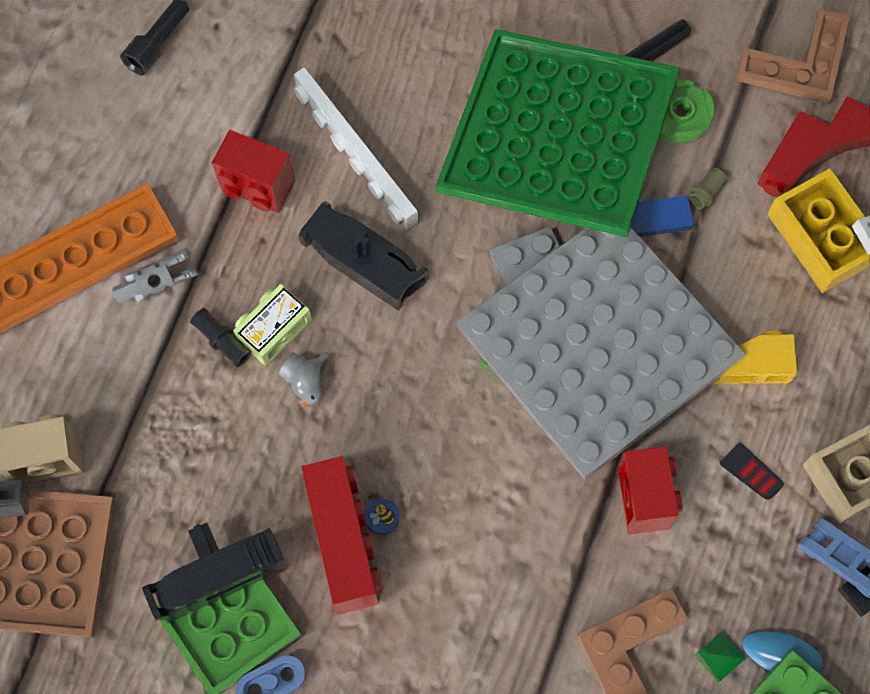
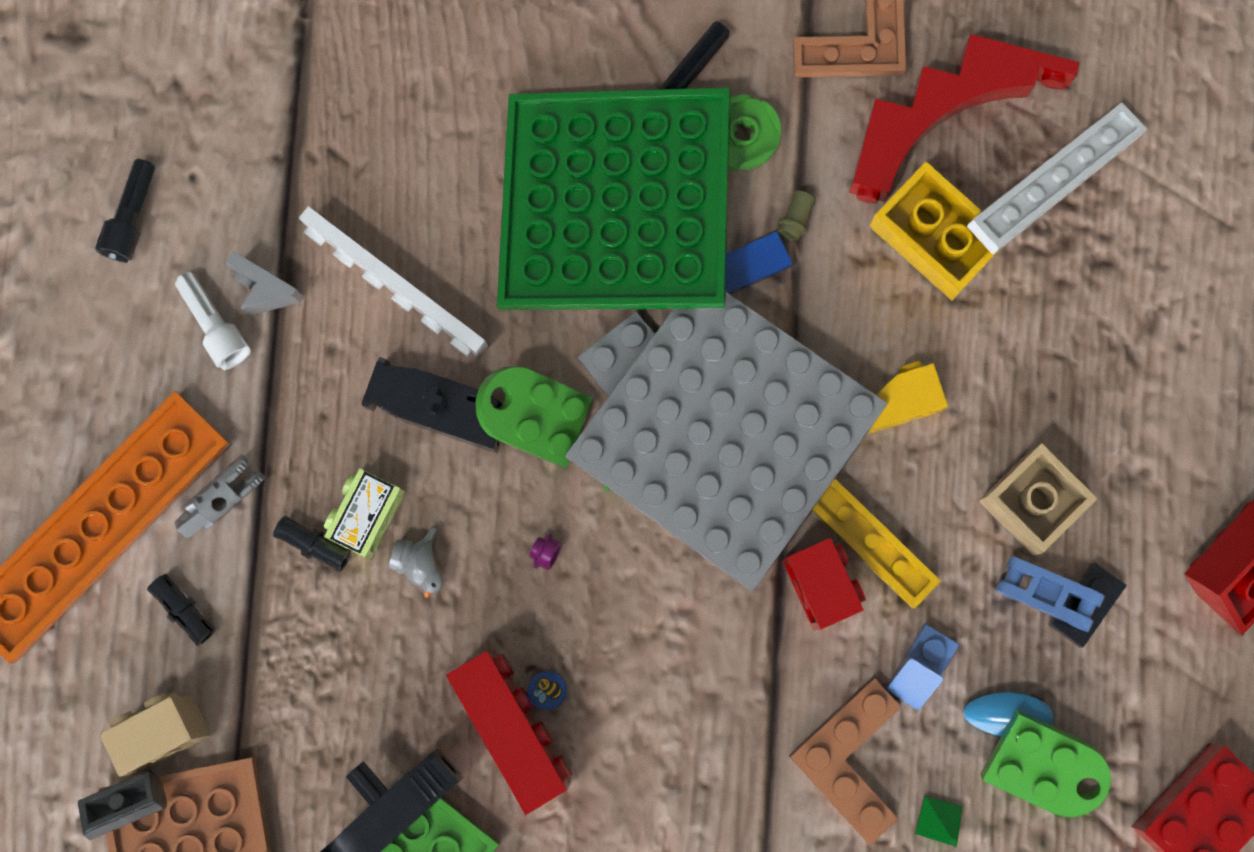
camera: 10 degrees left, 10 degrees up
(93, 360) = (181, 609): none -> black pin
(198, 152) = (221, 339): none -> white piece
(247, 118) = (268, 292): none -> light grey slope
(253, 171) = (289, 347): red brick -> none
(415, 400) = (545, 552): none -> magenta plate
(442, 281) = (536, 413): none -> bright green plate
(702, 474) = (875, 545): none -> yellow plate
(715, 592) = (922, 667): none -> medium blue slope
(719, 657) = (943, 734): green slope -> none
(752, 472) = (926, 523): black sticker -> none

